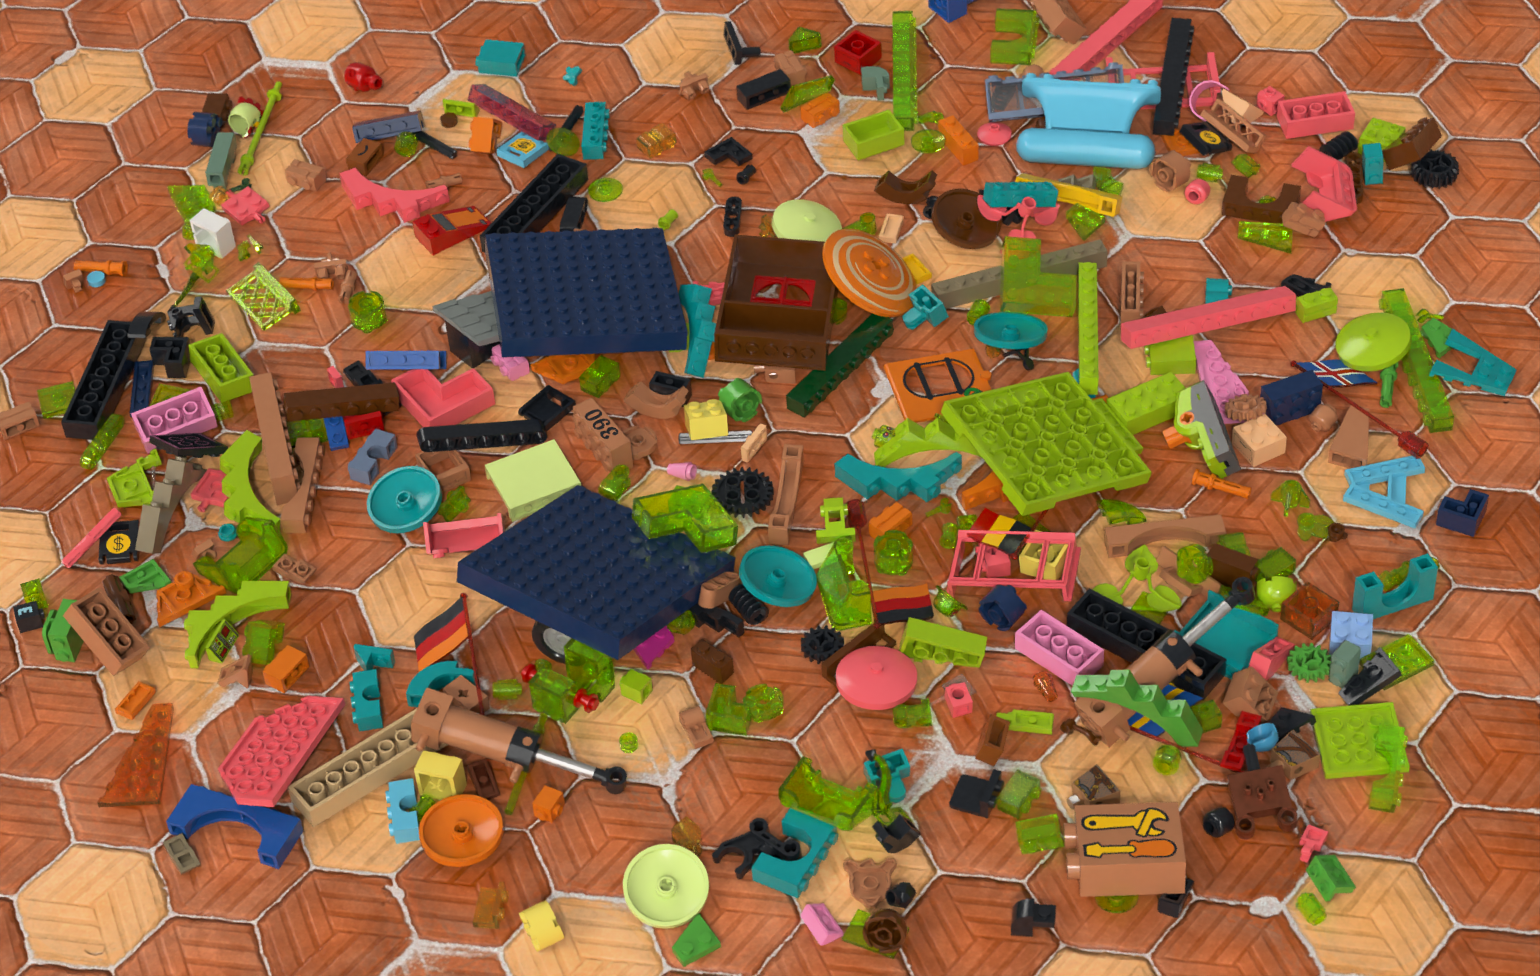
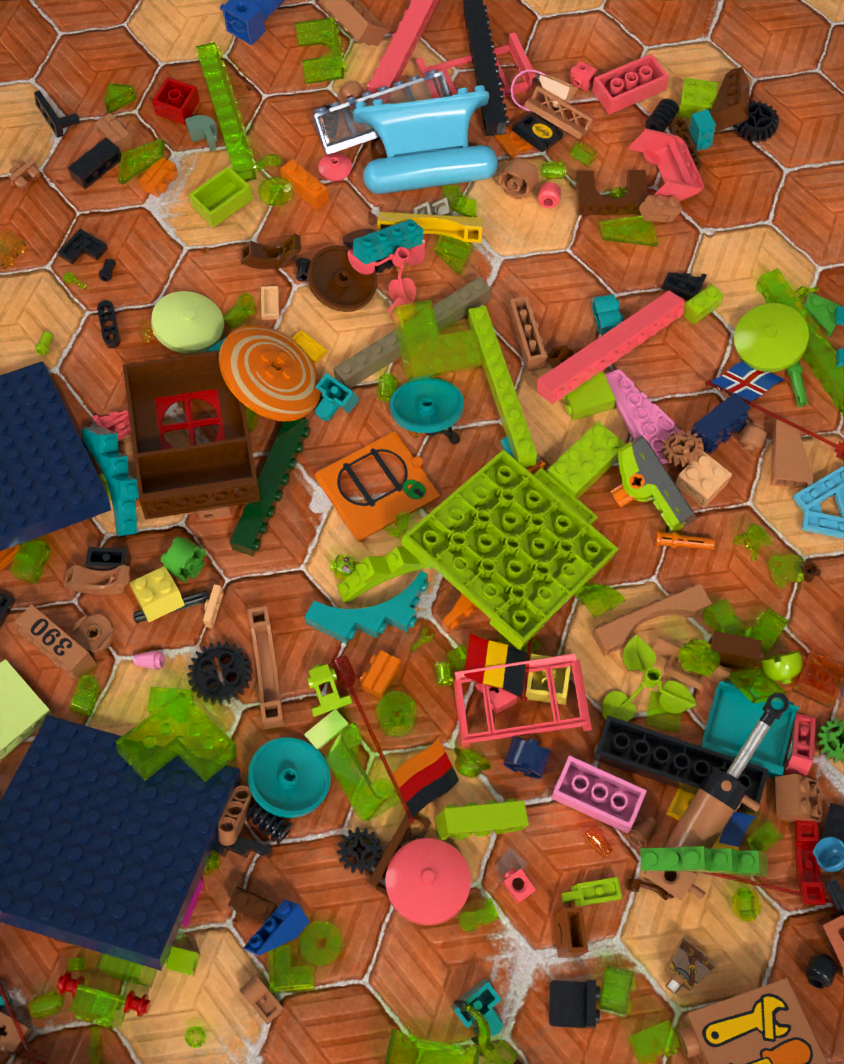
camera: 20 degrees left, 20 degrees up
(738, 674) = (278, 929): none -> blue slope

